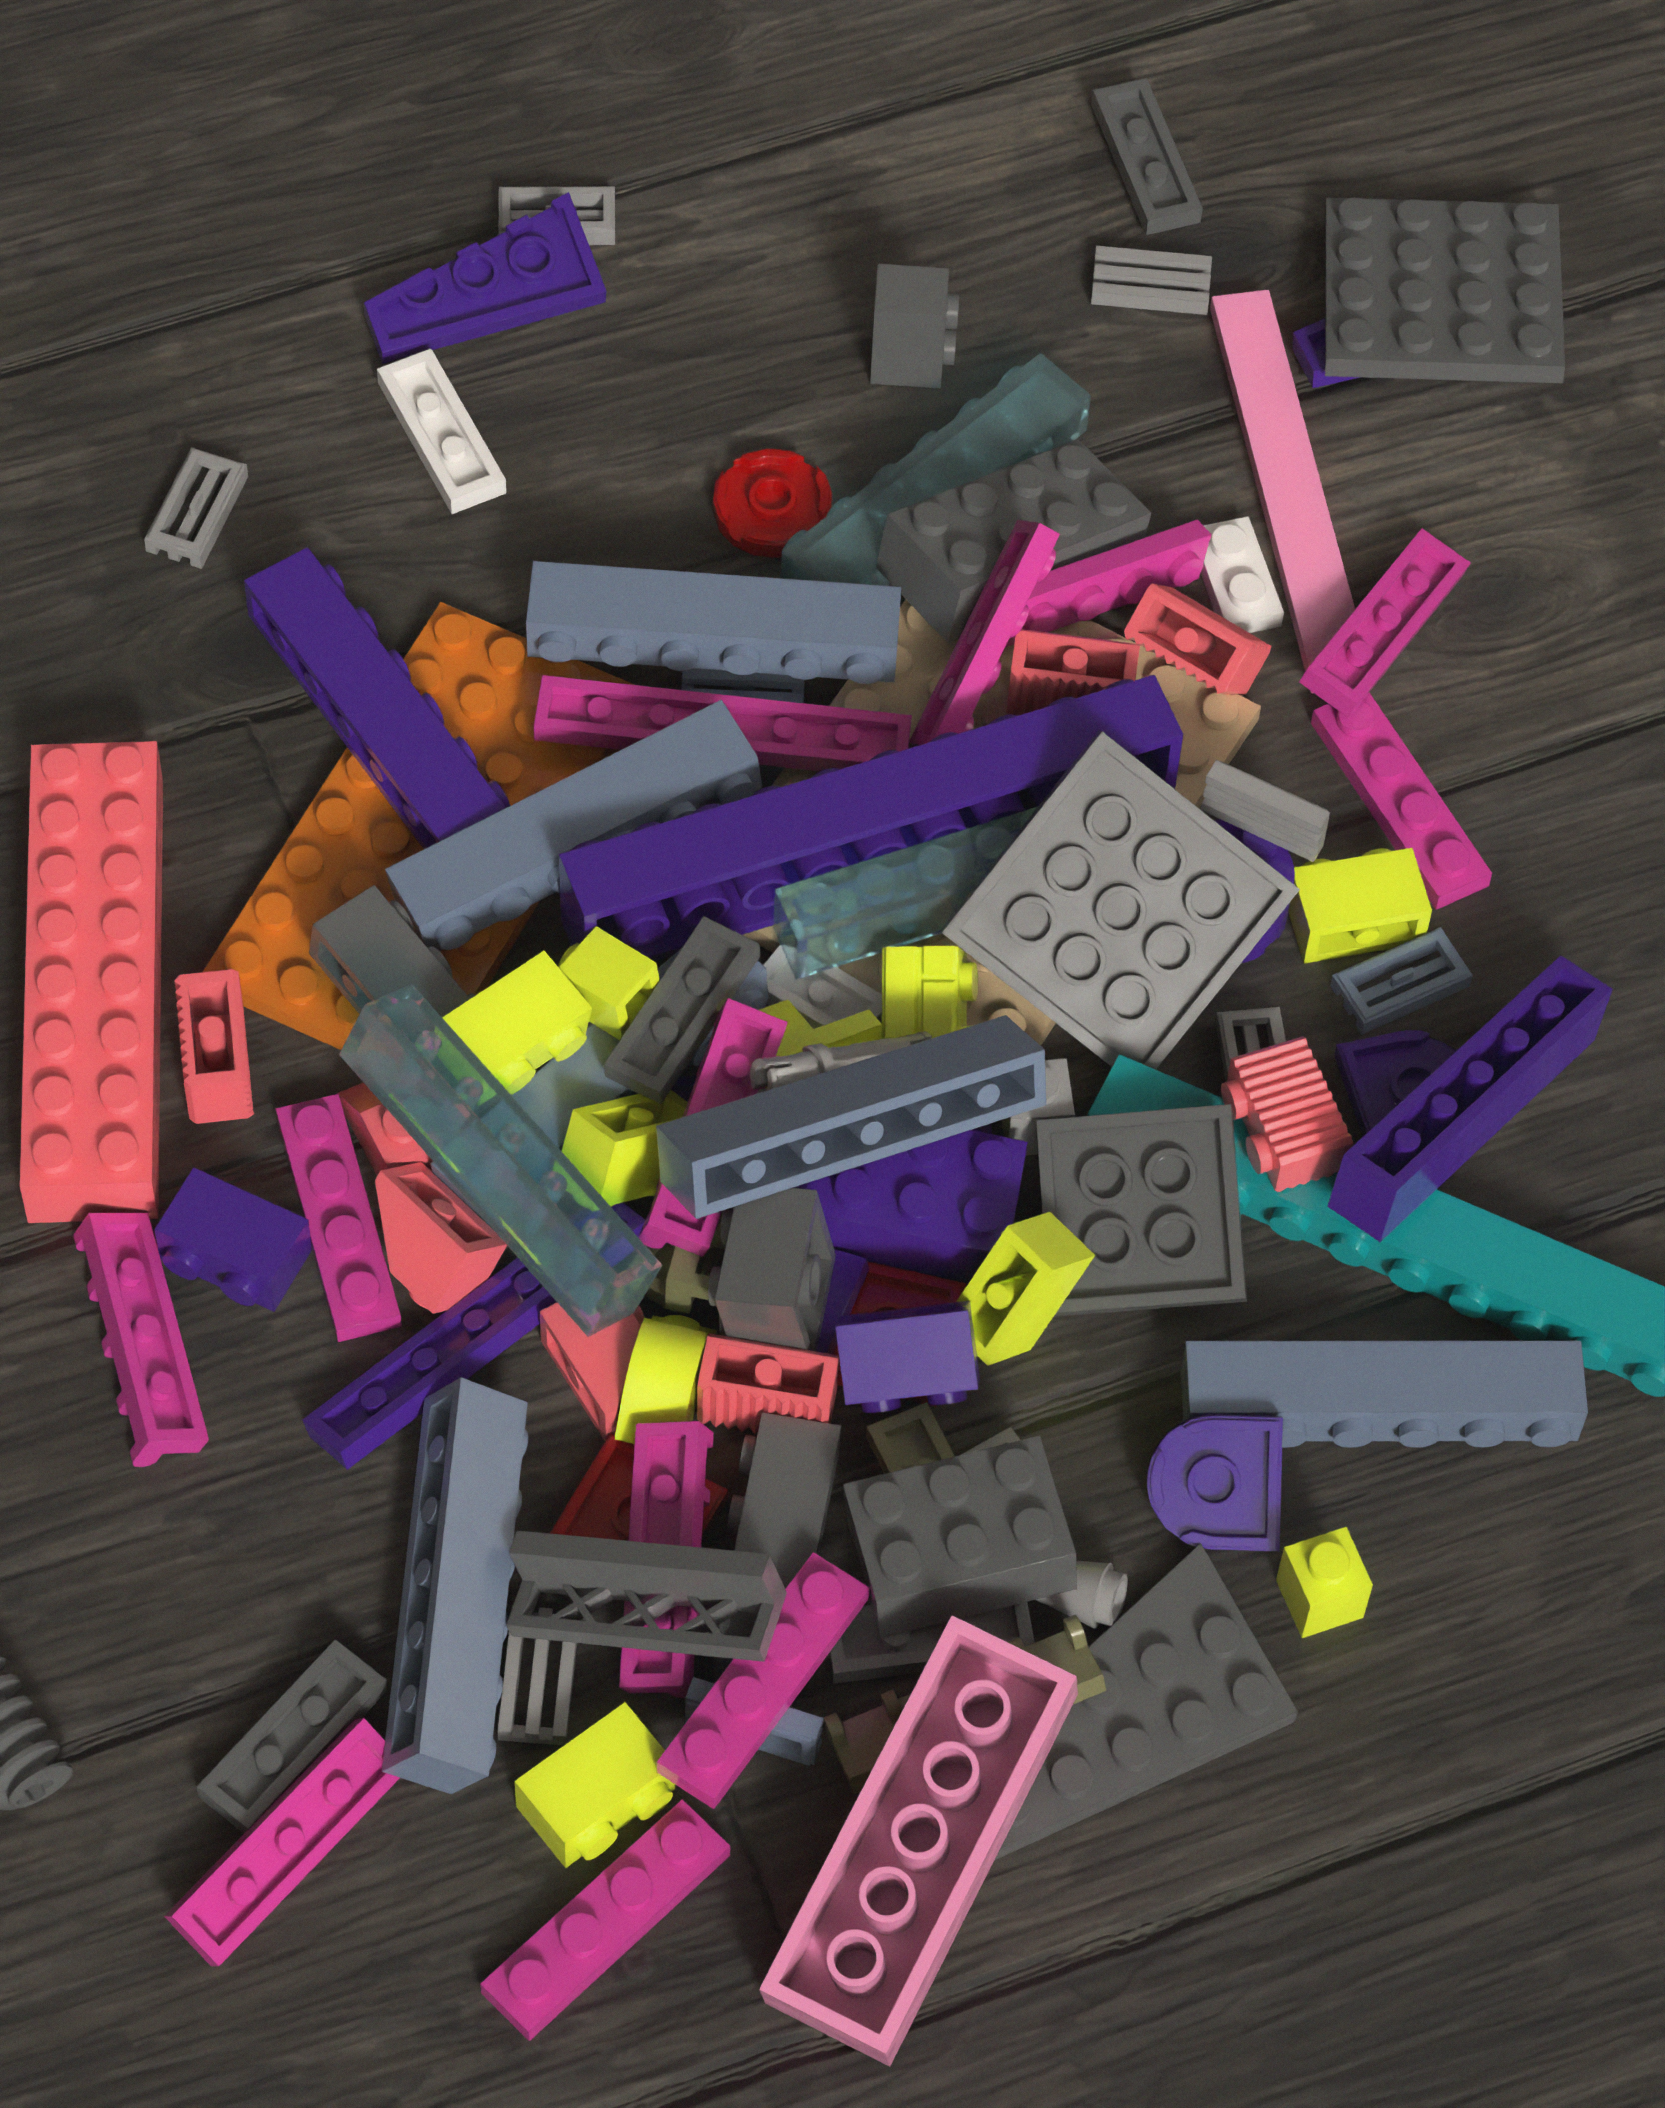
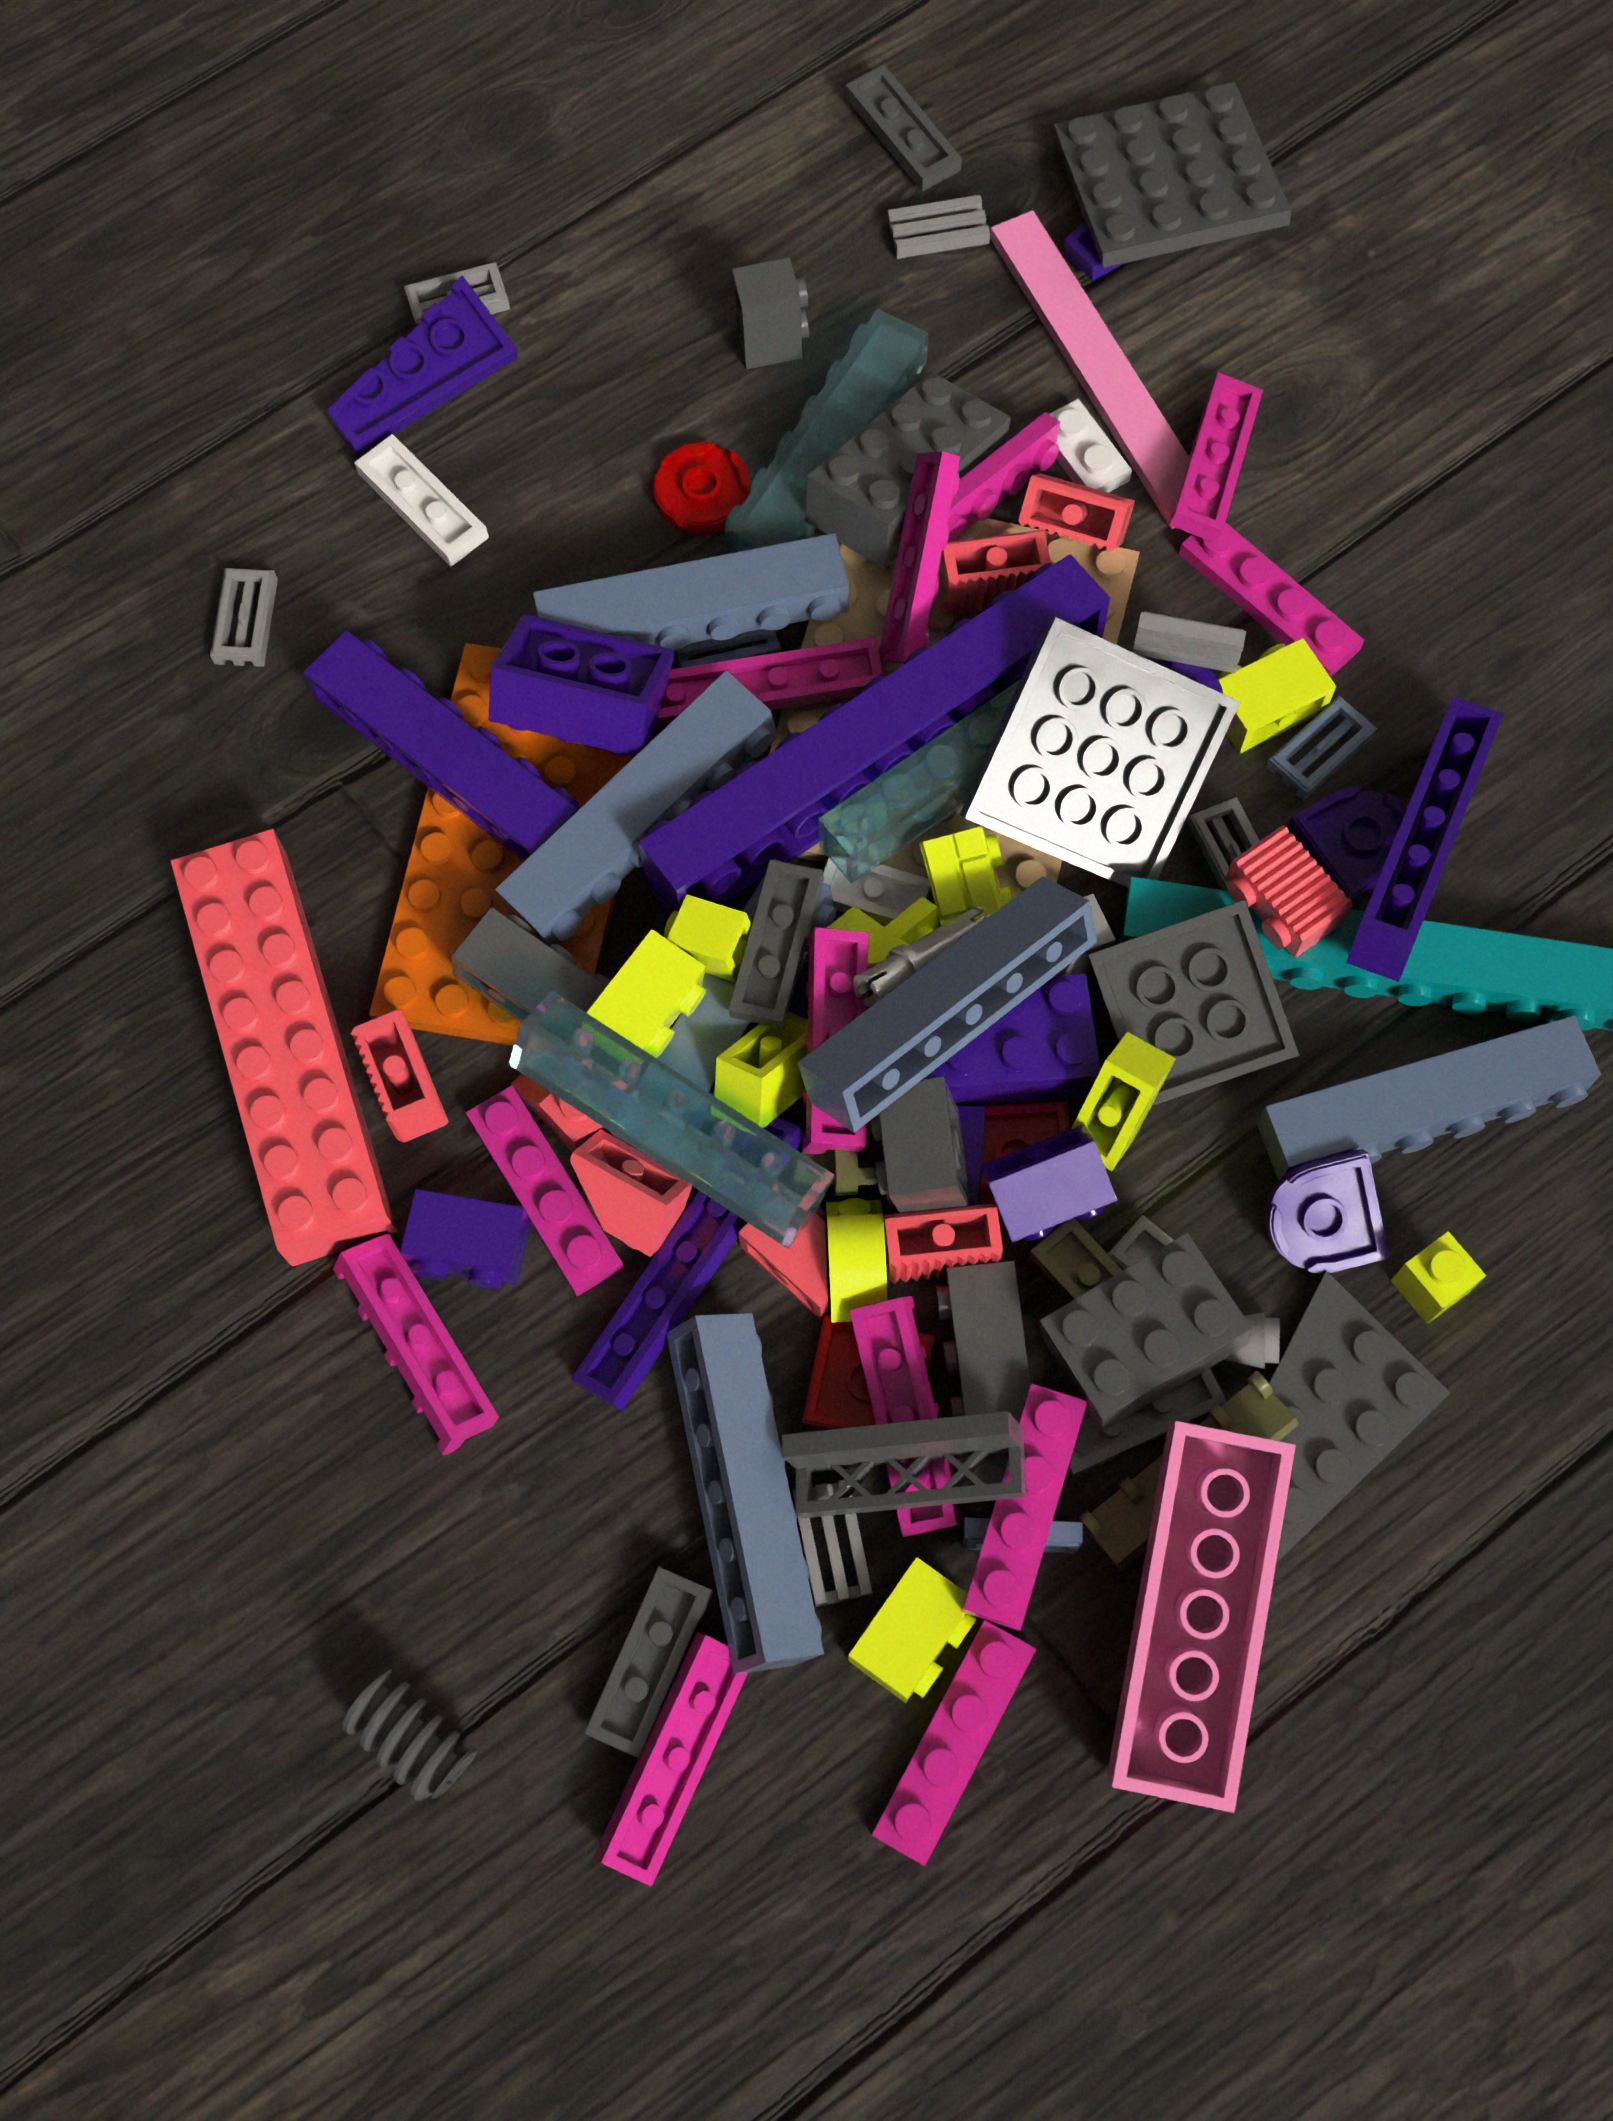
camera: 10 degrees left, 10 degrees up
(551, 674) = (579, 685): none -> dark purple slope

